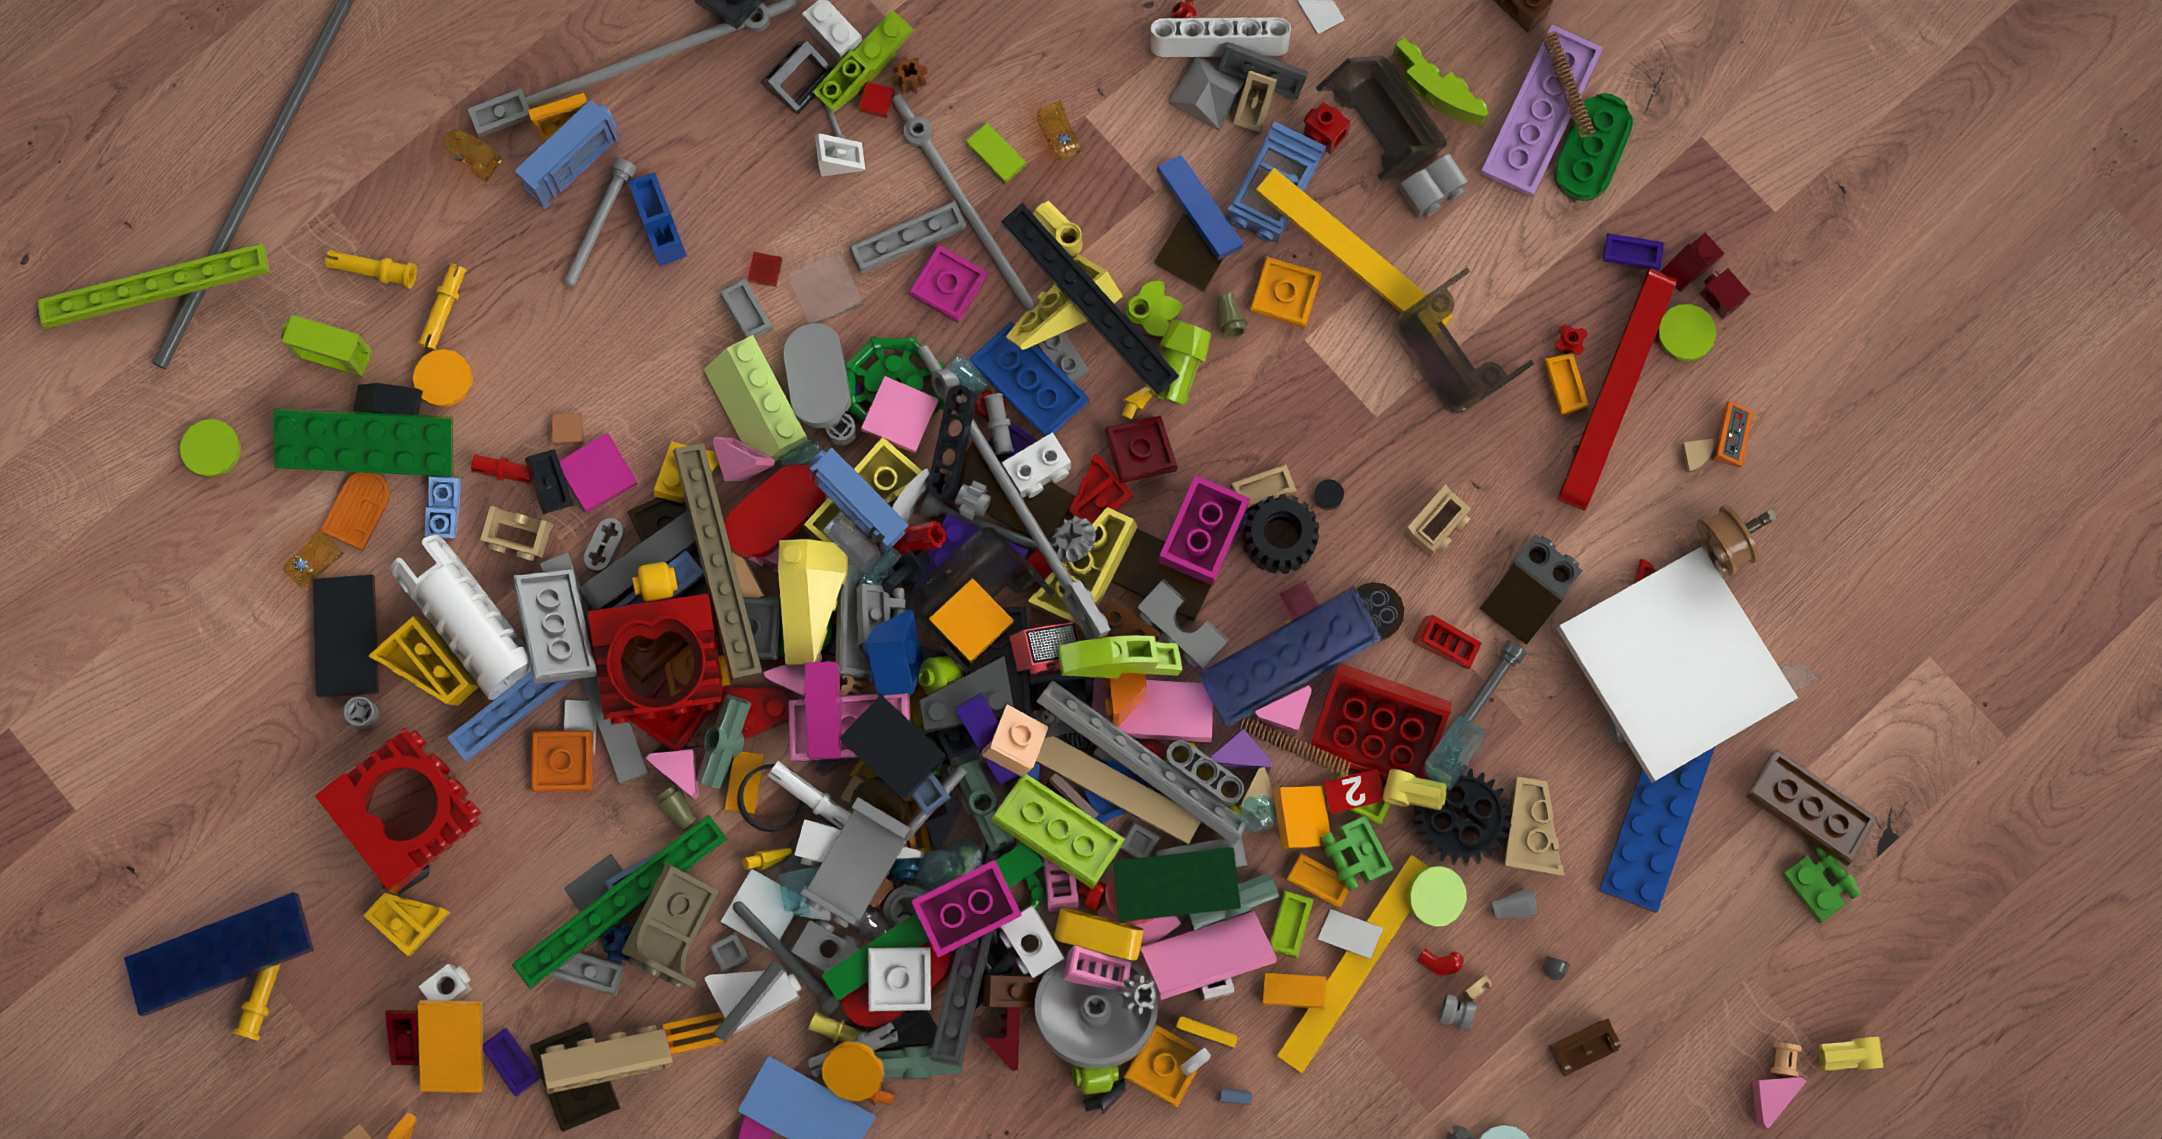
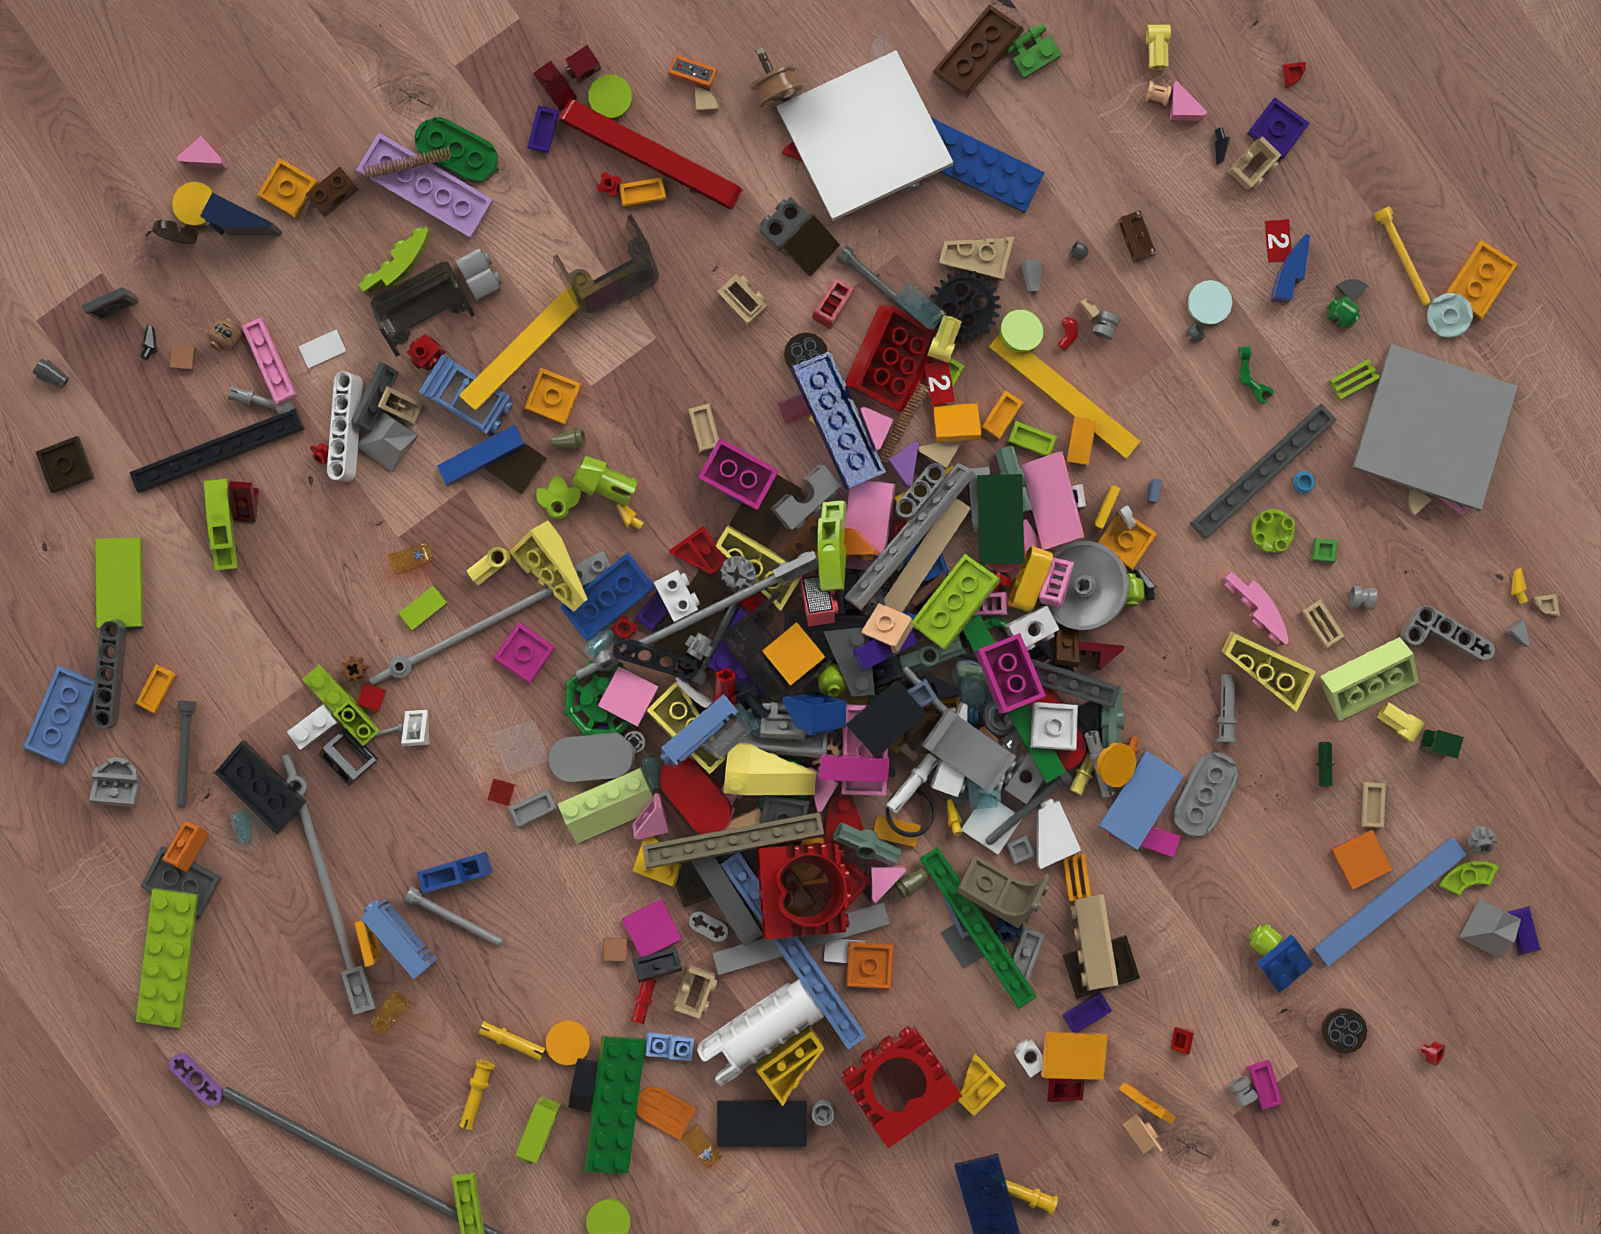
camera: 80 degrees left, 10 degrees up
(554, 626) = (772, 965): light grey tile -> none
(655, 582) = (746, 888): yellow head -> none
(749, 1001) = (1062, 836): dark grey tile -> none
(908, 237) = (485, 680): light grey tile -> none
(998, 424) = (641, 622): light grey pin -> none
(1089, 299) = (552, 545): black tile -> none
(1138, 994) = (1079, 554): light grey gear -> none
(1139, 842) = (964, 543): light grey tile -> none
(1140, 449) = (668, 517): dark red tile -> none
(1255, 819) = (953, 460): clear light blue plant -> none
(1289, 511) = (737, 399): black tyre -> none
(1328, 494) = (713, 379): black tile -> none
(1350, 933) = (1043, 396): white sticker -> none
(1364, 850) = (985, 379): bright green plate -> none

